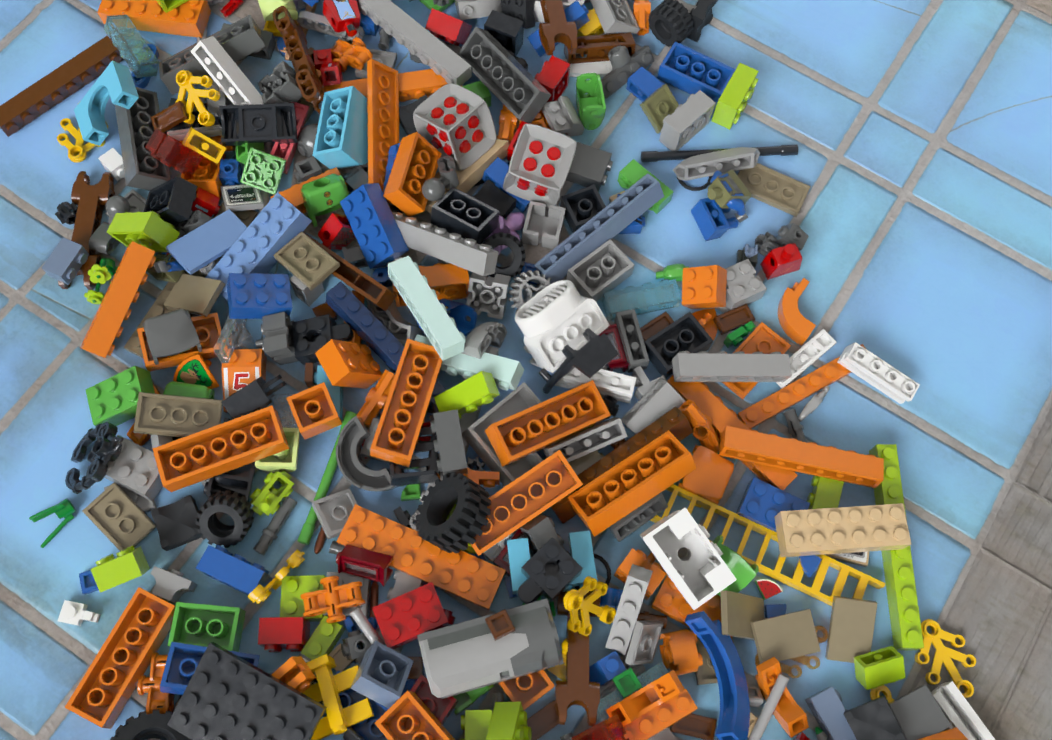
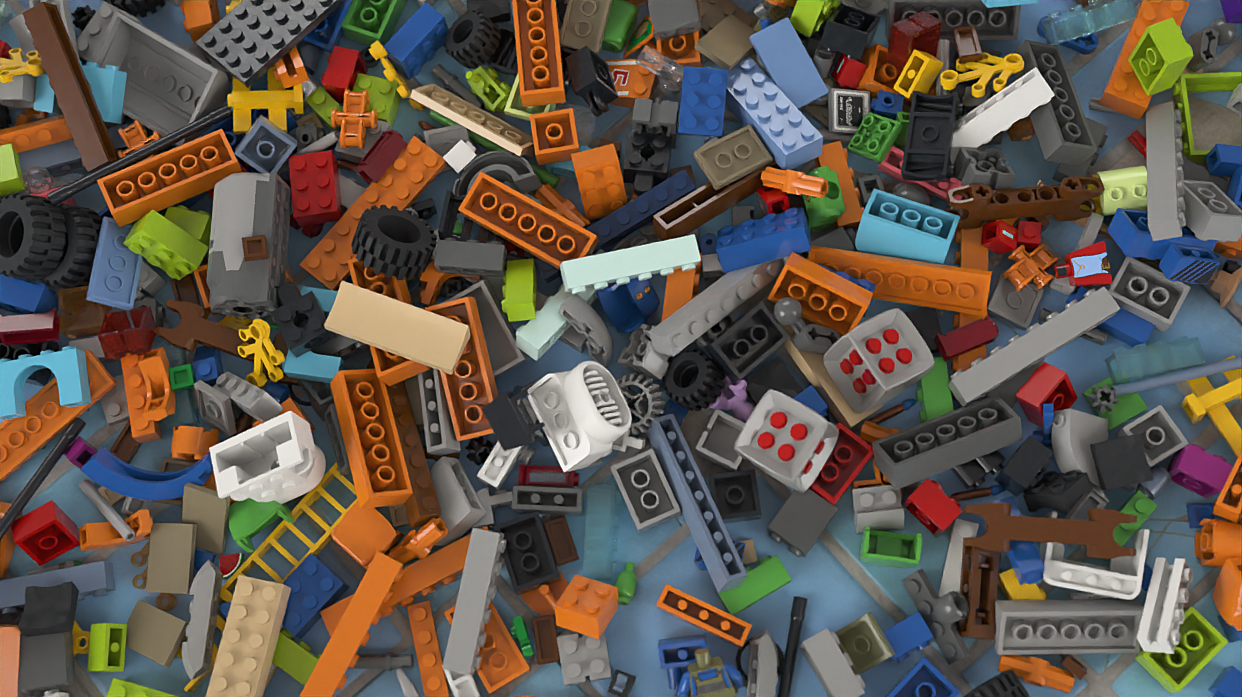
camera: 120 degrees right, 5 degrees up
(248, 622) = (369, 62): none -> black plate
(307, 493) = (475, 119): none -> tan arch
(320, 208) = (794, 182): none -> orange piece
(346, 495) = (460, 155): none -> white brick
(418, 77) = (966, 338): none -> dark red window
(467, 18) = (1045, 436): none -> blue brick
(531, 69) = (977, 493): none -> copper piece
(536, 476) = (398, 327): none -> tan arch
(604, 550) = (319, 395): none -> dark grey arch
(680, 211) = (703, 616): none -> orange brick
(802, 591) = (202, 626): none -> light grey brick

